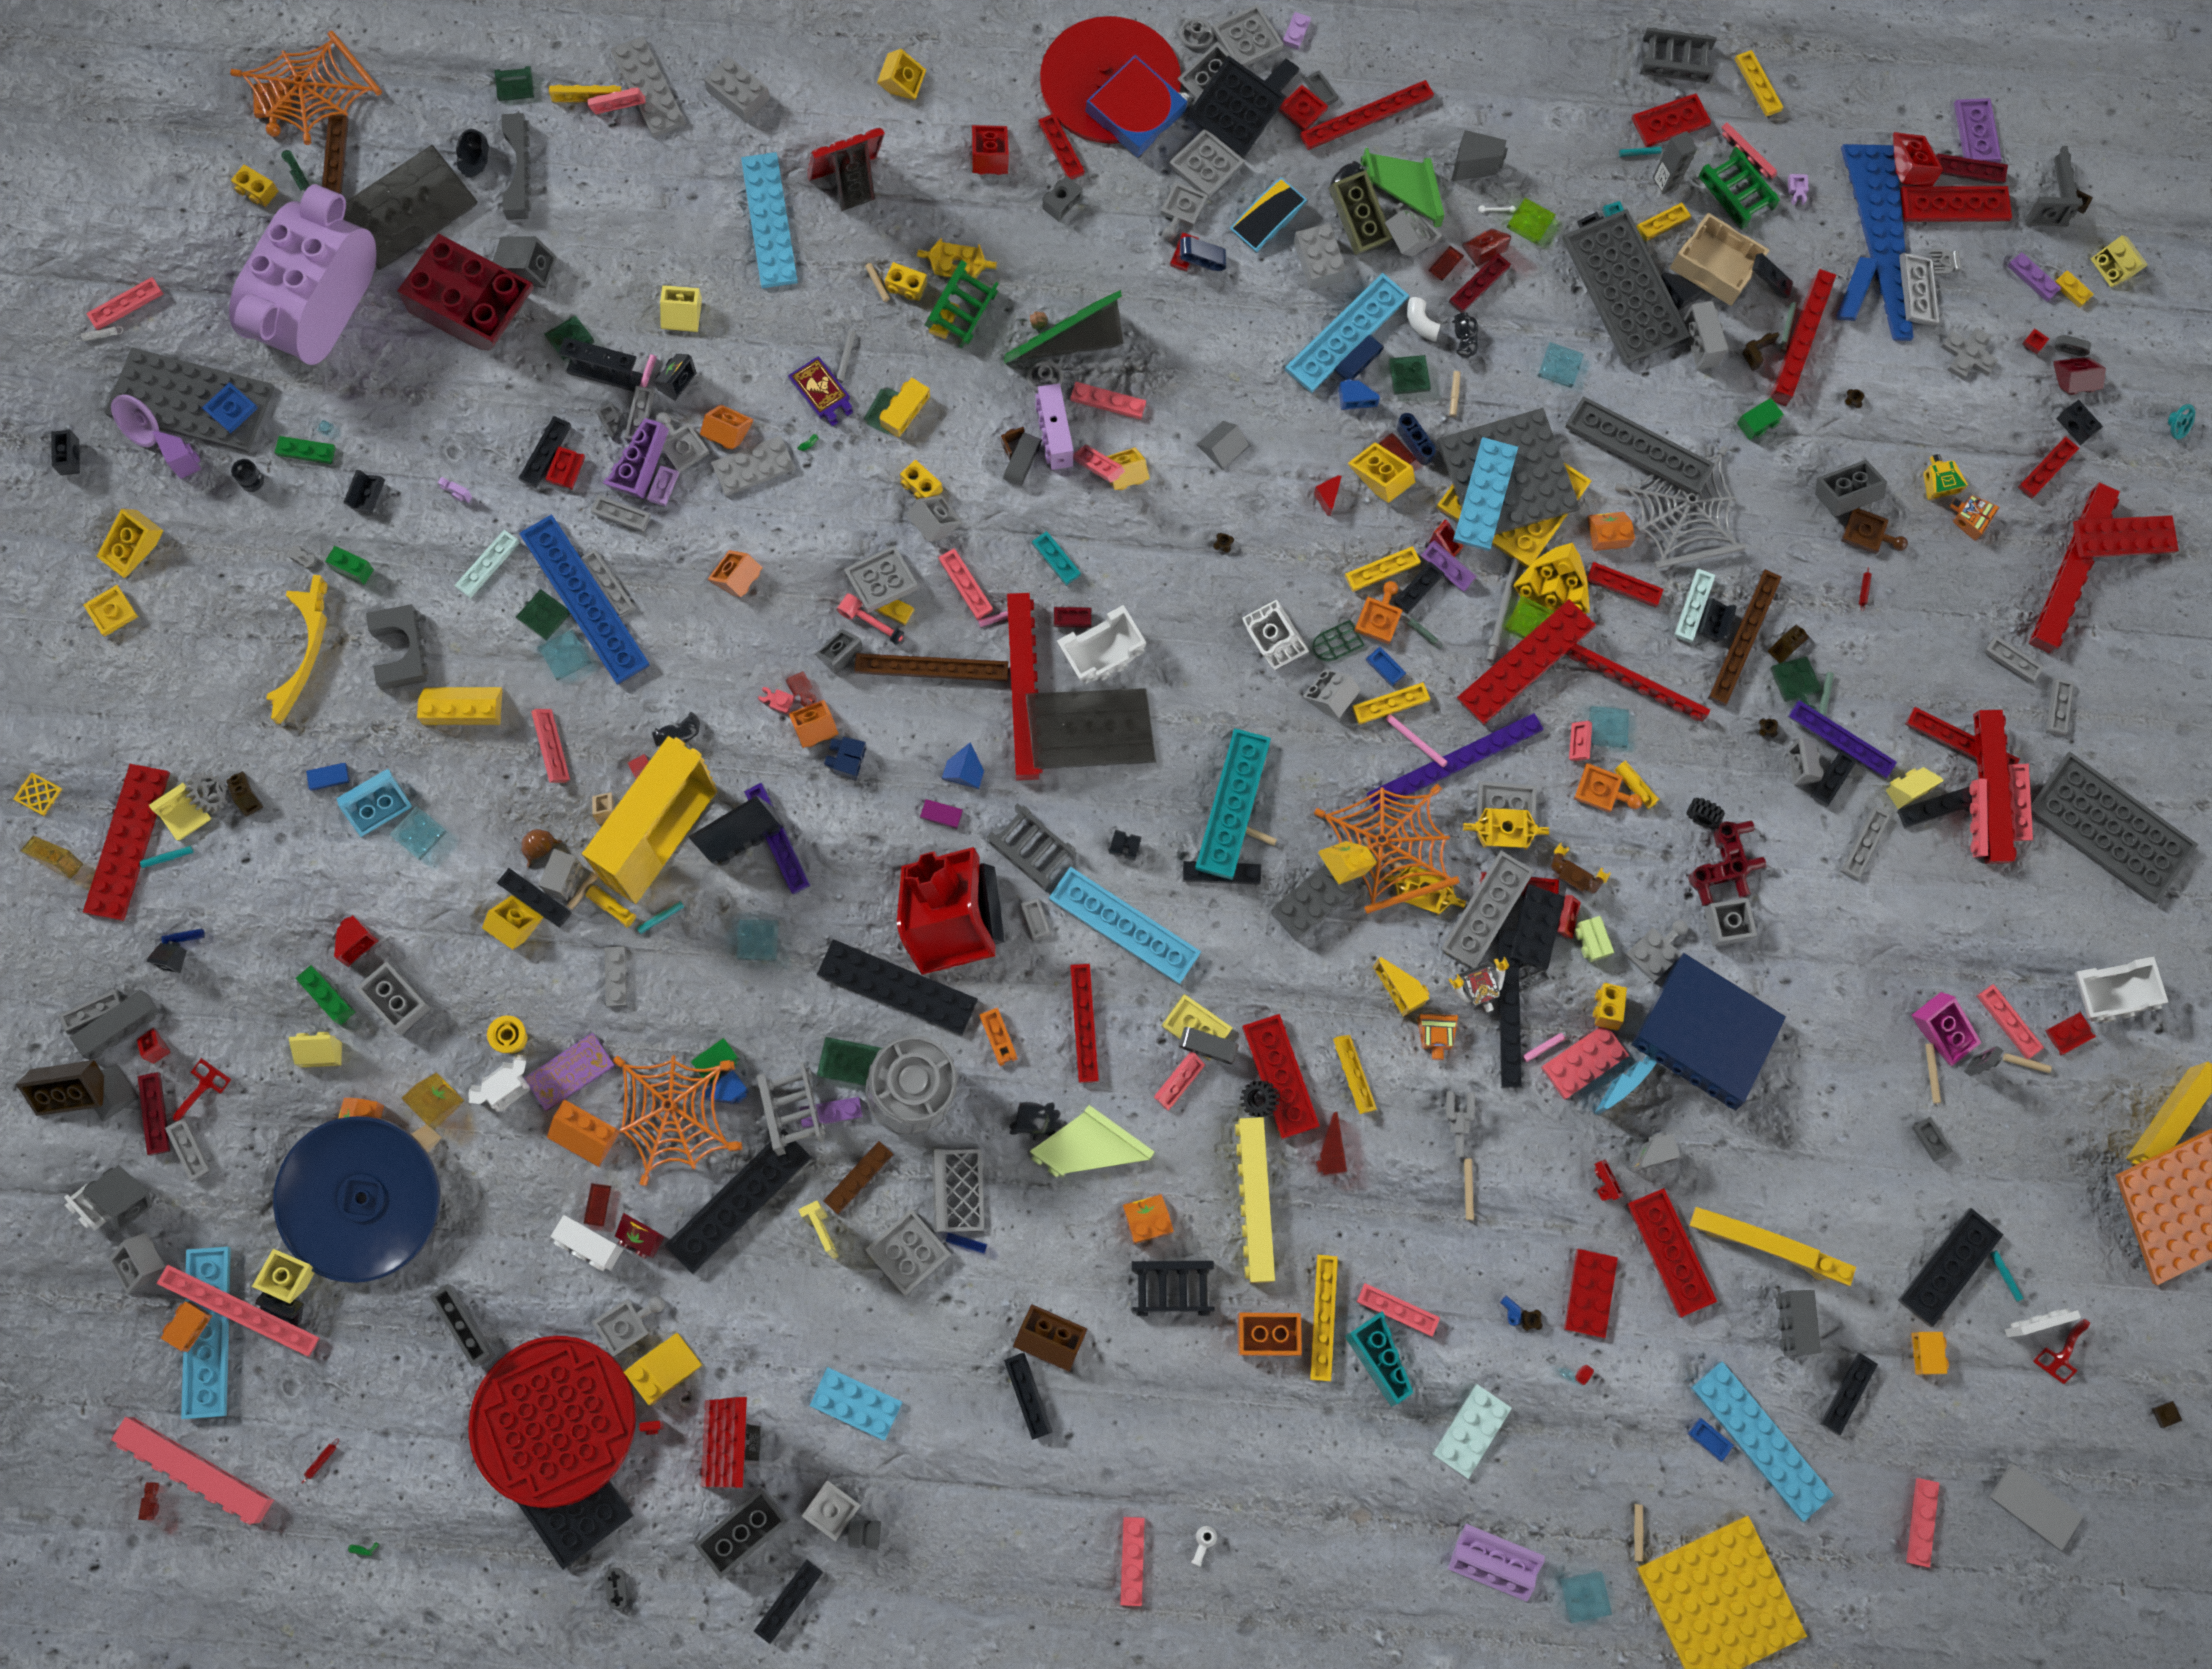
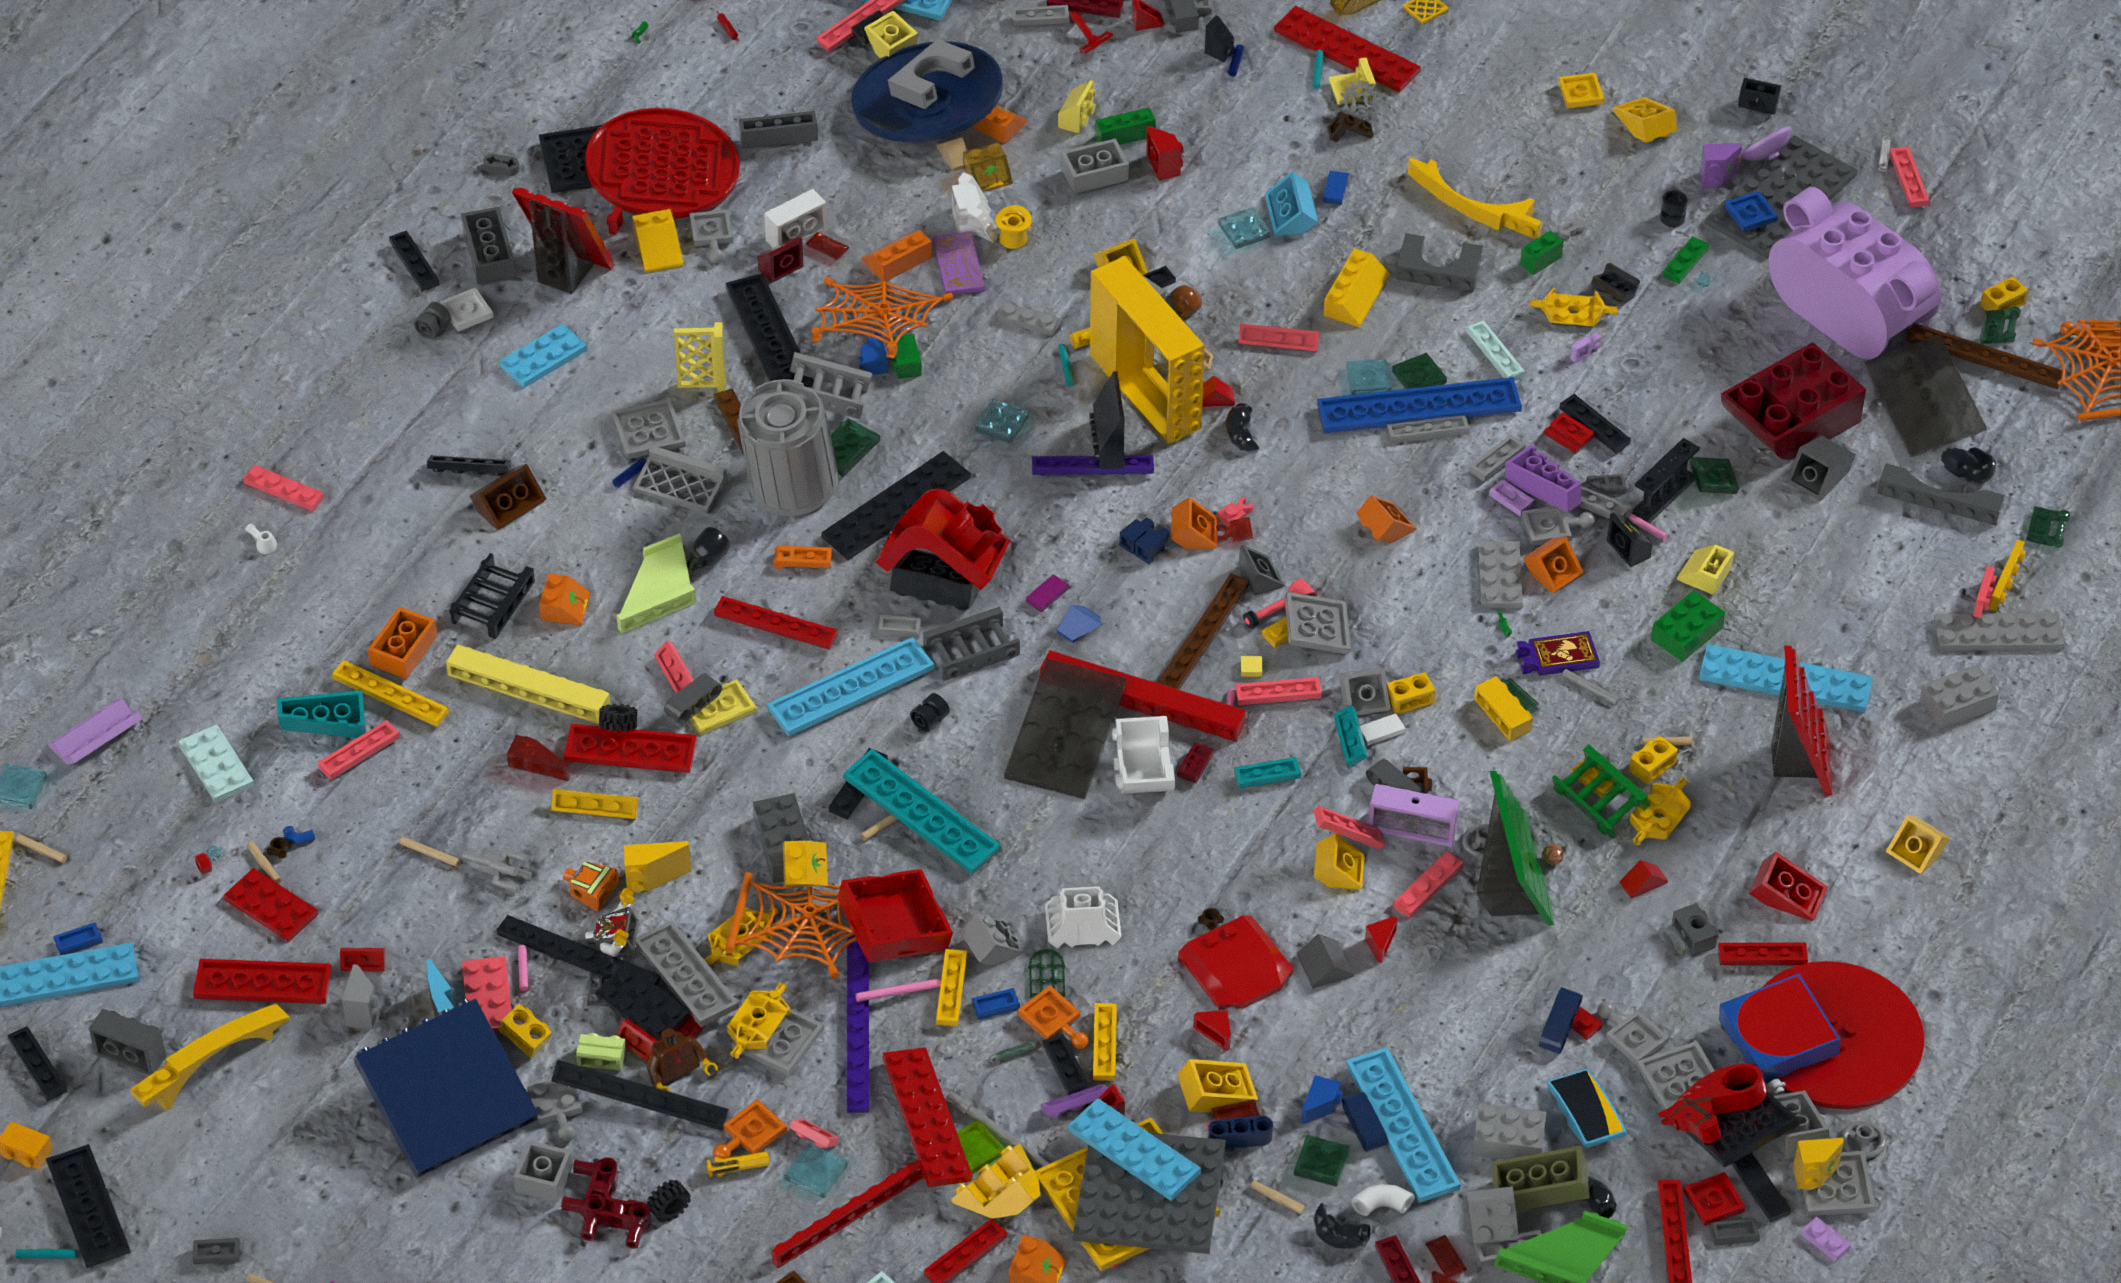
camera: 120 degrees right, 25 degrees down
(310, 1203) = (937, 57): none -> light grey arch
(401, 505) = (1589, 308): none -> yellow plate
(750, 302) = (1688, 626): none -> green brick
(946, 617) = (1251, 666): none -> light yellow tile
(966, 492) = (1382, 729): none -> white tile
(988, 510) = (1350, 735): none -> teal plate
(1028, 251) = (1642, 878): none -> red slope
(1181, 410) = (1380, 936): none -> red slope
(1234, 134) = (1711, 1096): none -> red animal
(1252, 38) = (1816, 1161): none -> yellow slope
(1257, 505) = (1236, 963): none -> red wedge
(1354, 771) = (894, 915): none -> red tile
(1552, 1324) = (263, 862): none -> tan piece
(1622, 885) = (640, 1095): none -> black plate

